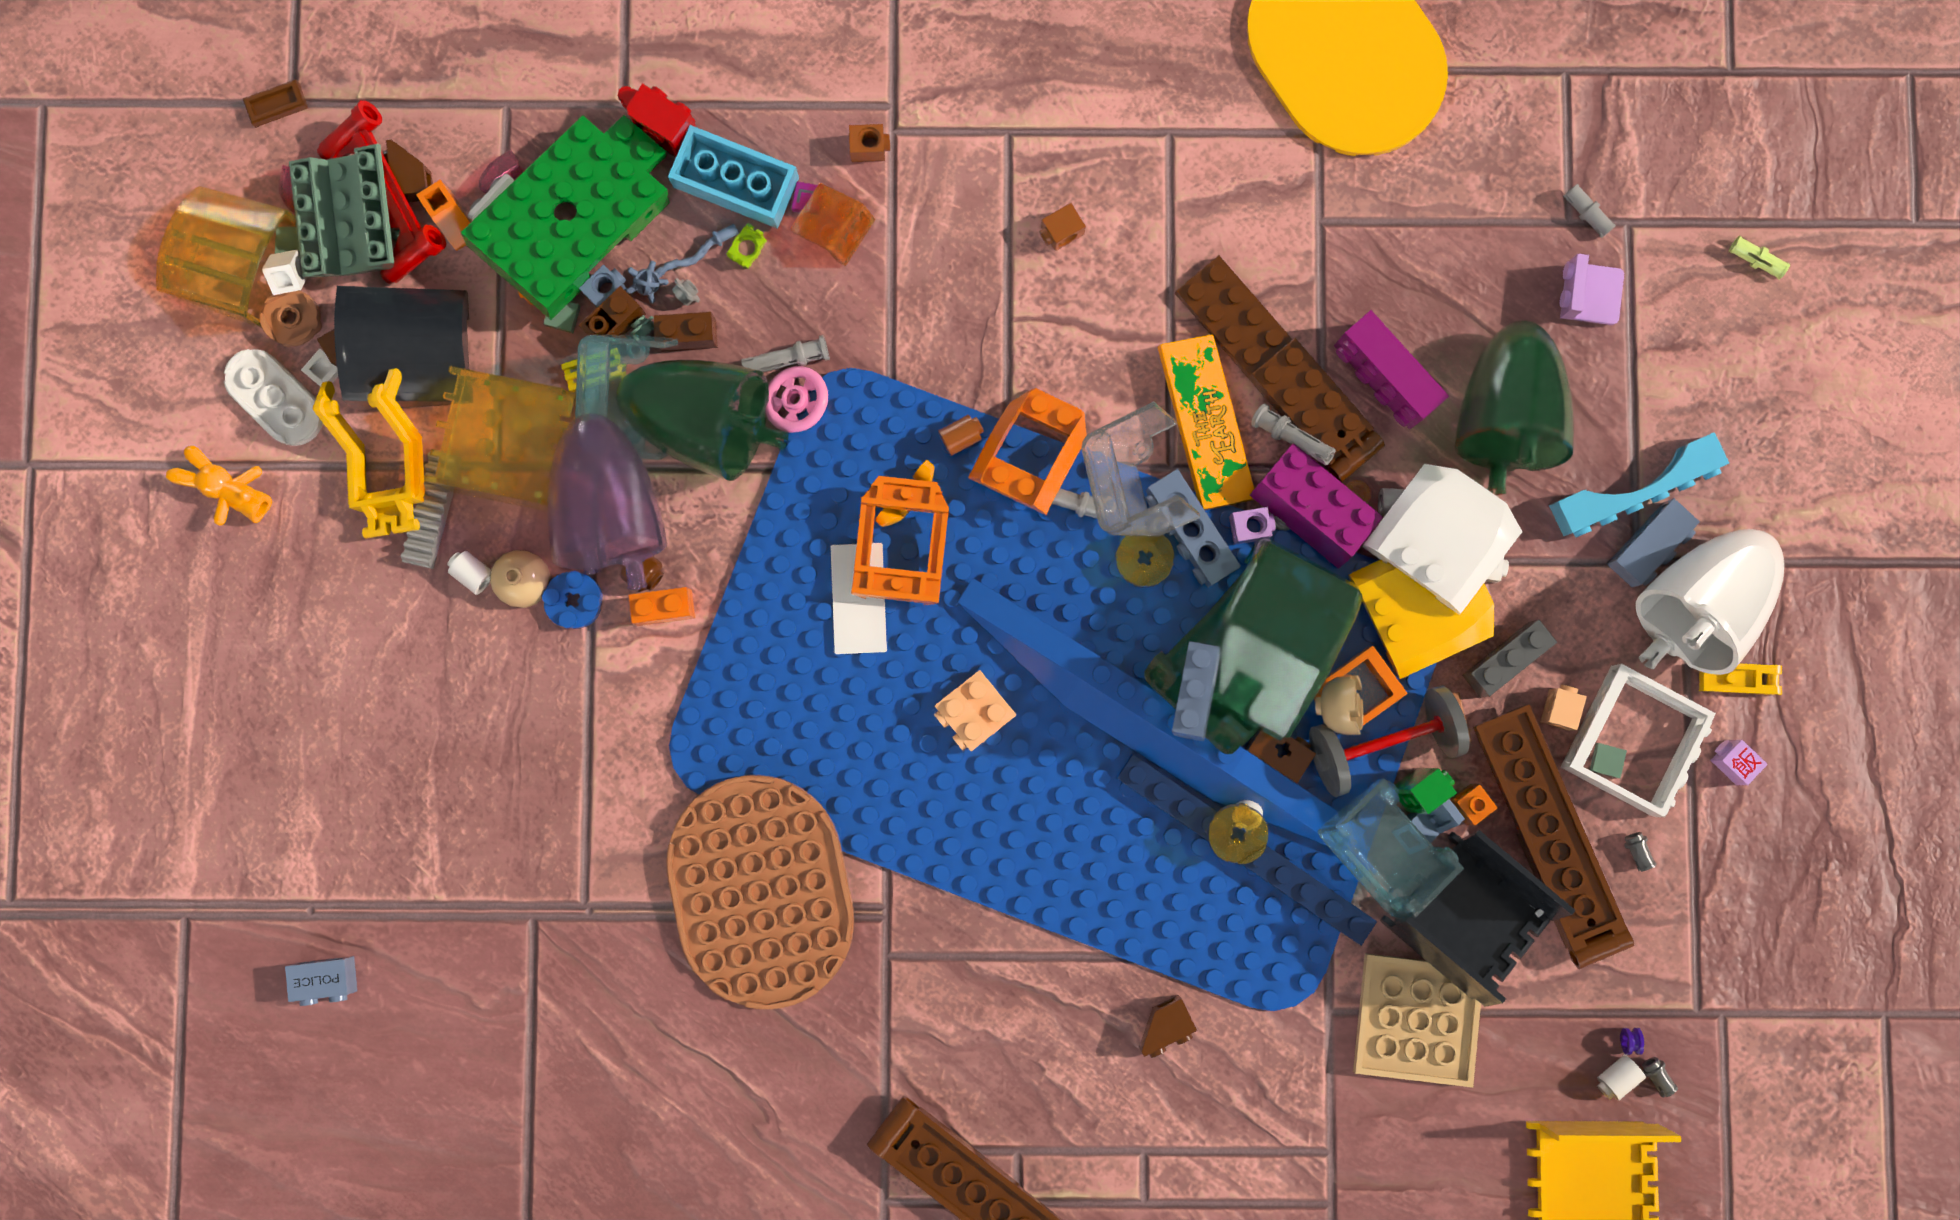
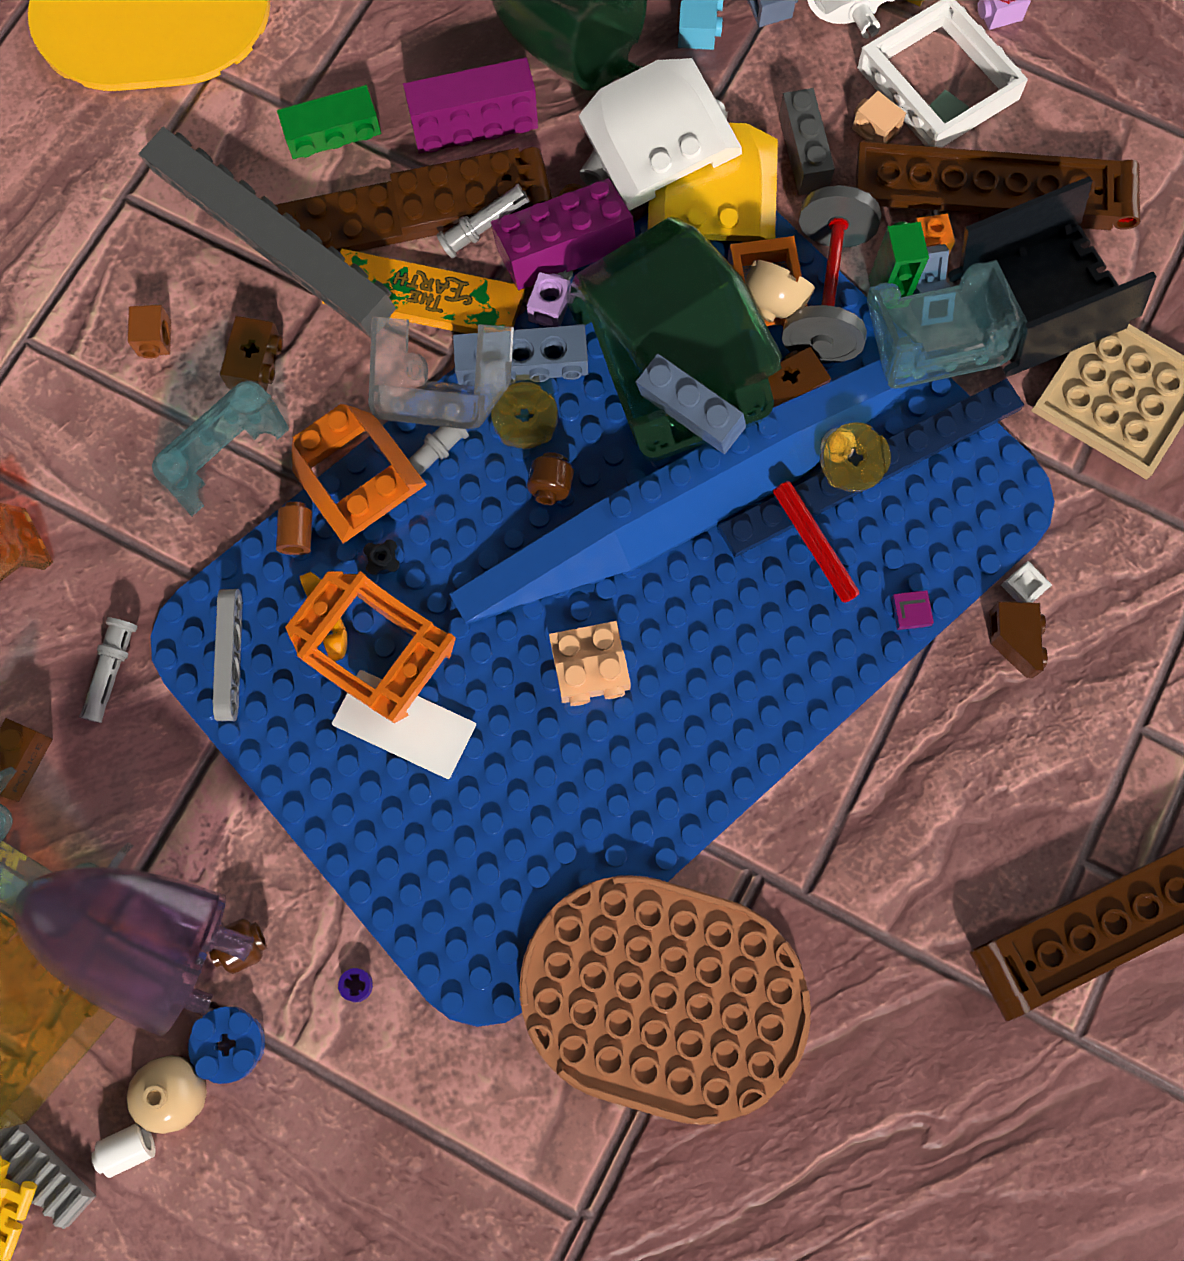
camera: 60 degrees left, 10 degrees down
(661, 606) = (290, 943): orange brick -> none
(666, 670) = (347, 993): none -> dark purple bush
(700, 413) = (102, 784): clear green windscreen -> none
(816, 408) = (146, 681): bright pink plate -> none
(840, 441) = (227, 655): none -> light grey beam
(968, 313) = (242, 408): none -> clear light blue windscreen
(974, 519) = (384, 566): none -> black plate
(1095, 307) = (251, 352): none -> reddish brown brick
(1101, 606) = (550, 478): none -> reddish brown head
(1143, 935) = (912, 610): none -> magenta tile
(1157, 835) = (816, 541): none -> red axle
(1190, 270) = (267, 231): none -> dark grey brick
(1213, 1014) = (1026, 584): none -> white tile
(1317, 261) = (329, 122): none -> green brick
(1641, 854) = (1047, 122): dark grey pin -> none

